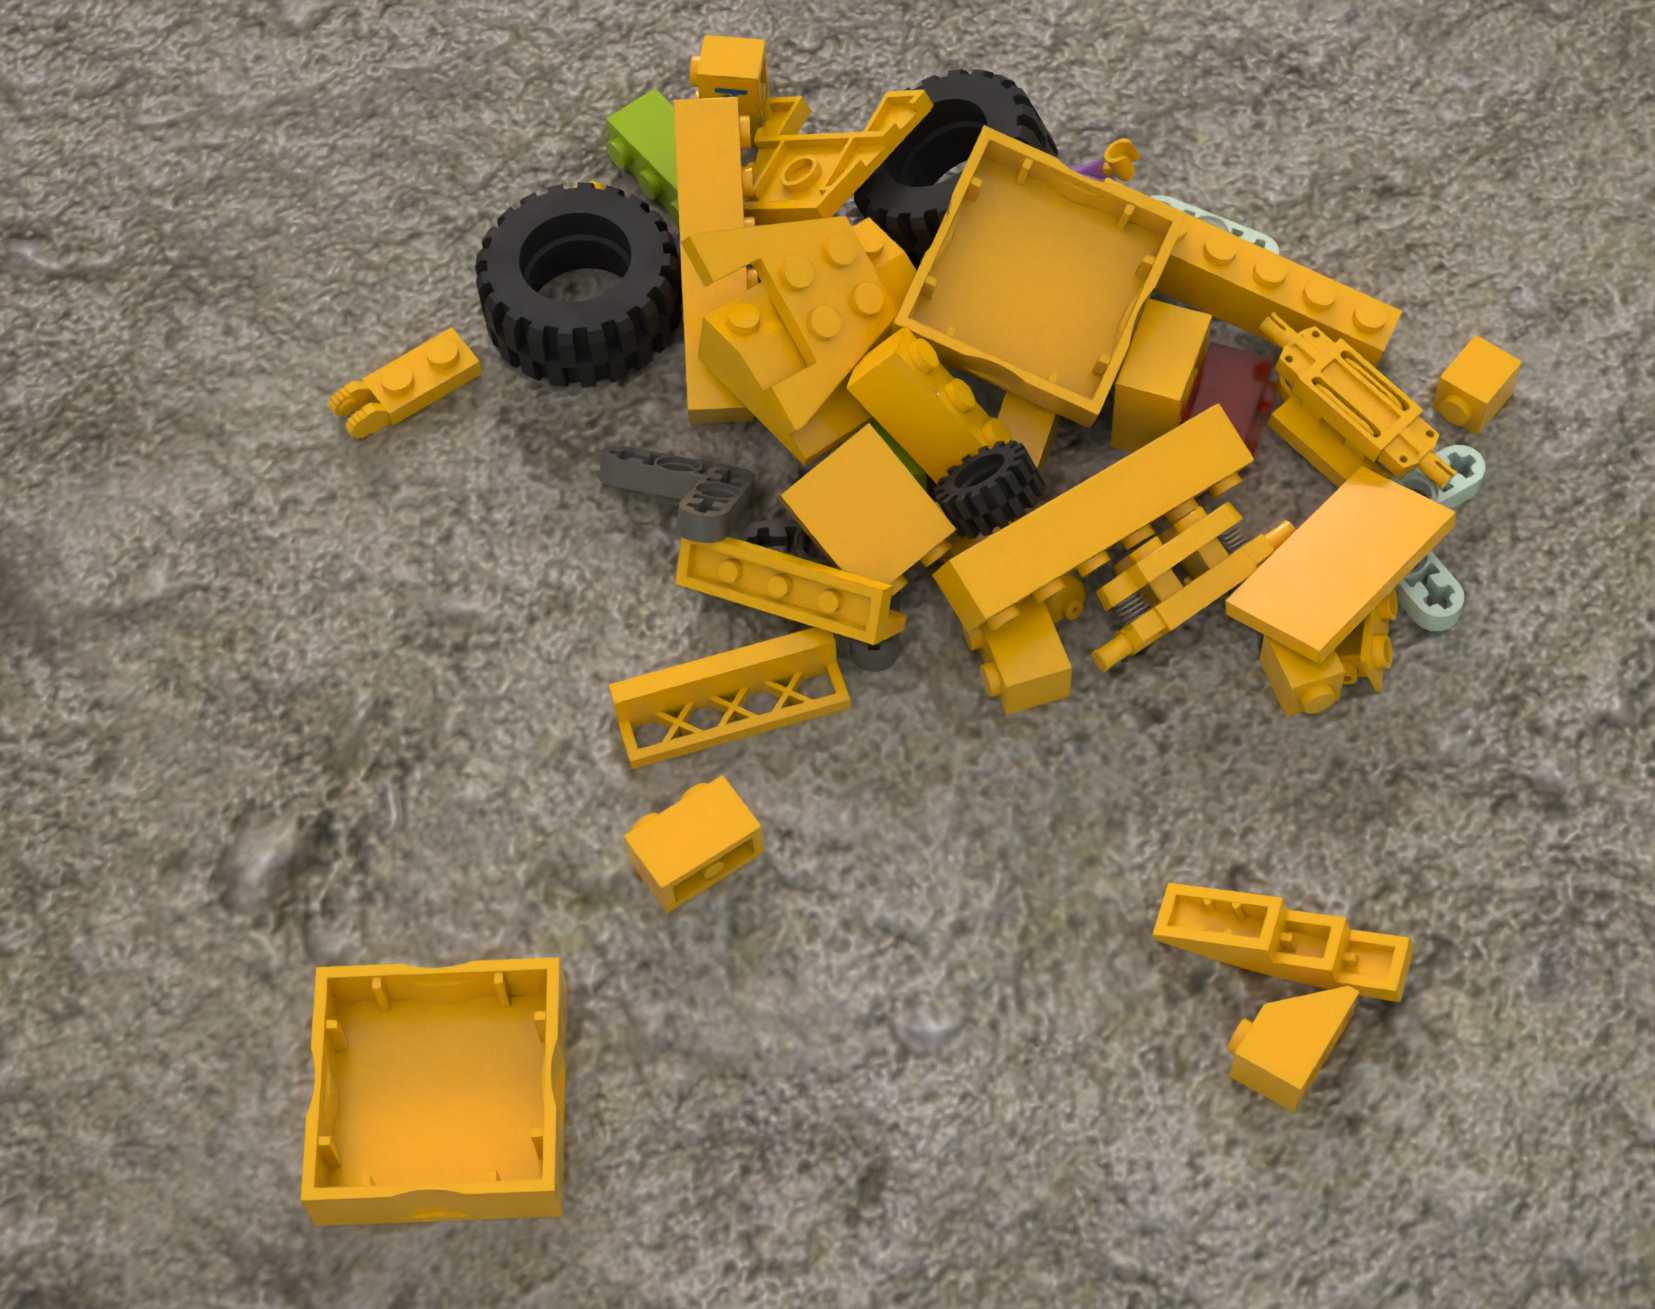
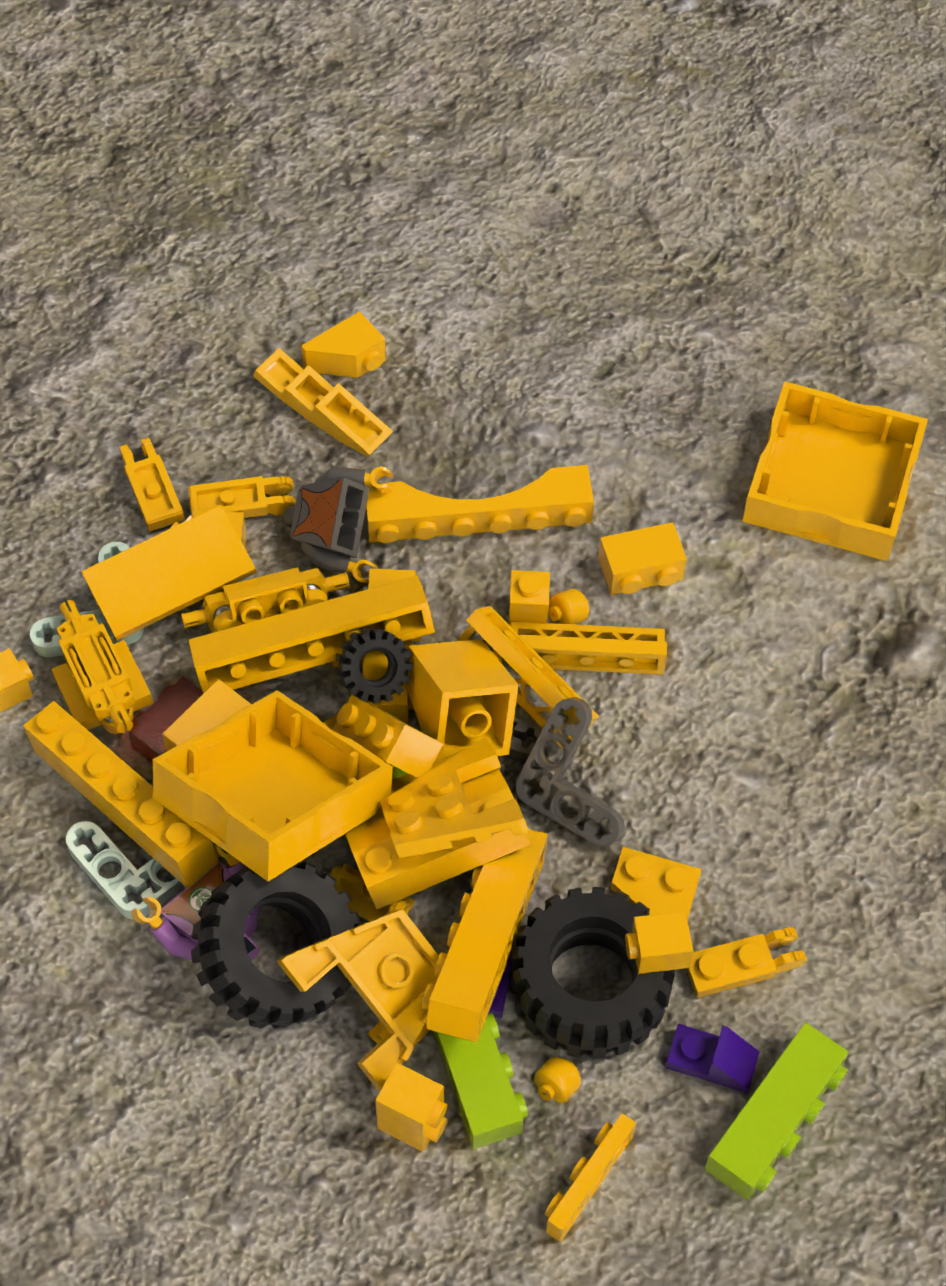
camera: 165 degrees left, 0 degrees up
(325, 237) = (777, 1111): none -> lime brick
(411, 276) = (713, 1058): none -> dark purple slope
(497, 270) = (660, 942): none -> yellow brick
(518, 115) = (588, 1176): none -> yellow plate
(536, 431) = (656, 882): none -> yellow wing
(779, 758) = (569, 607): none -> yellow piece
(833, 721) = (529, 596): none -> yellow brick
(1070, 797) = (553, 499): none -> yellow arch
(1160, 723) = (332, 515): none -> dark grey torso
(1319, 742) = (244, 496): none -> yellow hinge
(1459, 721) = (152, 487): none -> yellow hinge

